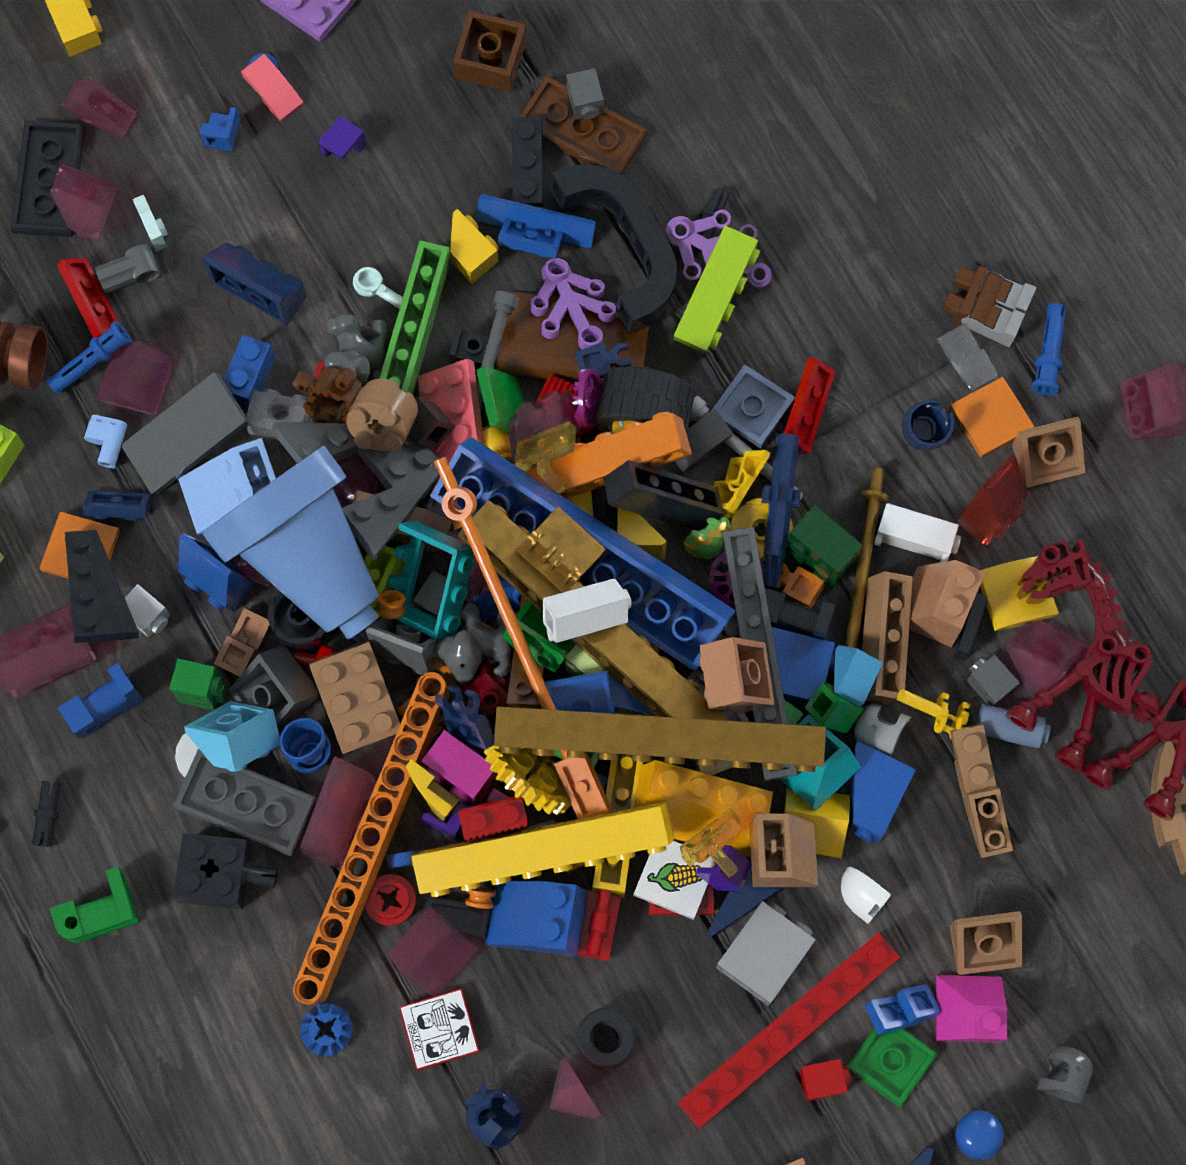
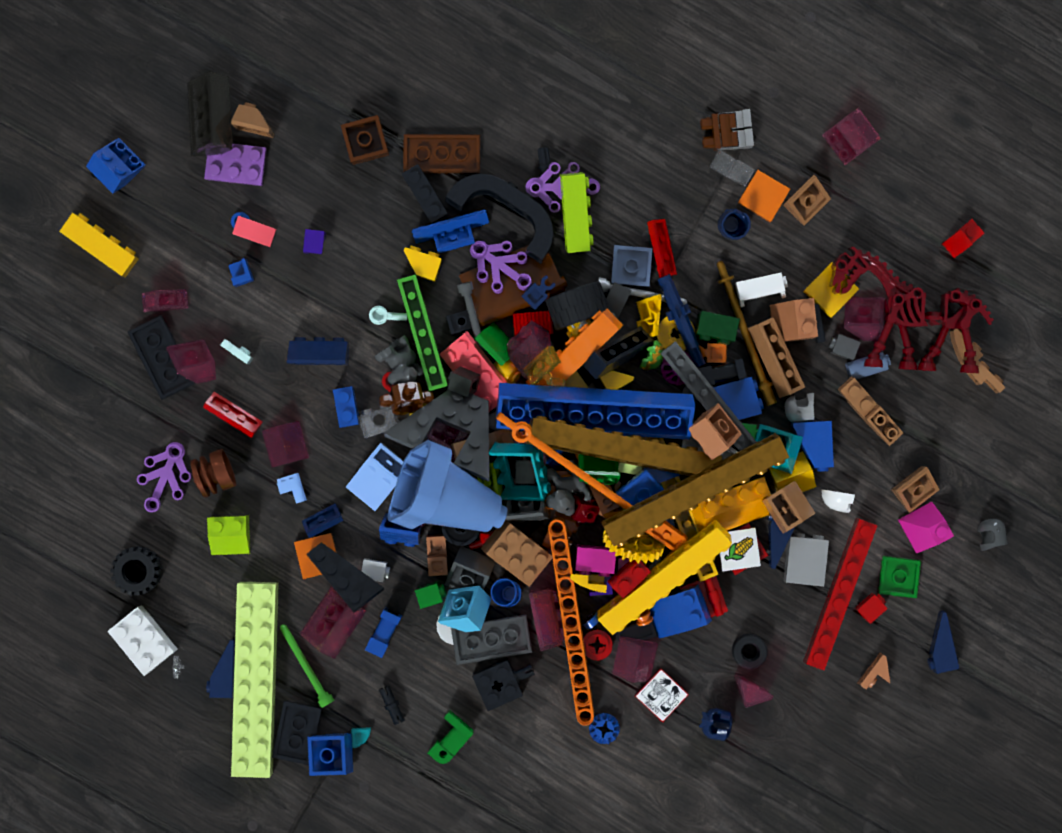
camera: 30 degrees left, 15 degrees up
(99, 350) = (257, 441): blue pin -> none
(136, 266) = (245, 381): dark grey piece -> none
(185, 433) = (335, 461): dark grey tile -> none
(381, 416) = (442, 397): medium nougat brick -> none
(391, 604) = (512, 494): orange bush -> none
(464, 721) = (586, 536): dark blue plate -> none
(561, 550) = (587, 422): pearl gold hinge -> none
(585, 94) = (435, 136): dark grey brick -> none
(585, 610) = (620, 448): white brick -> none
(588, 397) = (545, 319): magenta wheel -> none
(707, 842) = (747, 524): clear yellow plate -> none
(717, 877) = (765, 532): dark purple panel -> none
(832, 710) = (771, 413): green brick -> none
(854, 674) = (772, 389): dark azure slope -> none
(904, 1010) = (891, 548): blue slope -> none
(937, 710) = (825, 380): yellow piece -> none
(979, 1135) = (964, 590): blue helmet -> none
(996, 503) = (795, 250): clear red slope -> none
(1049, 362) = (778, 146): blue pin -> none

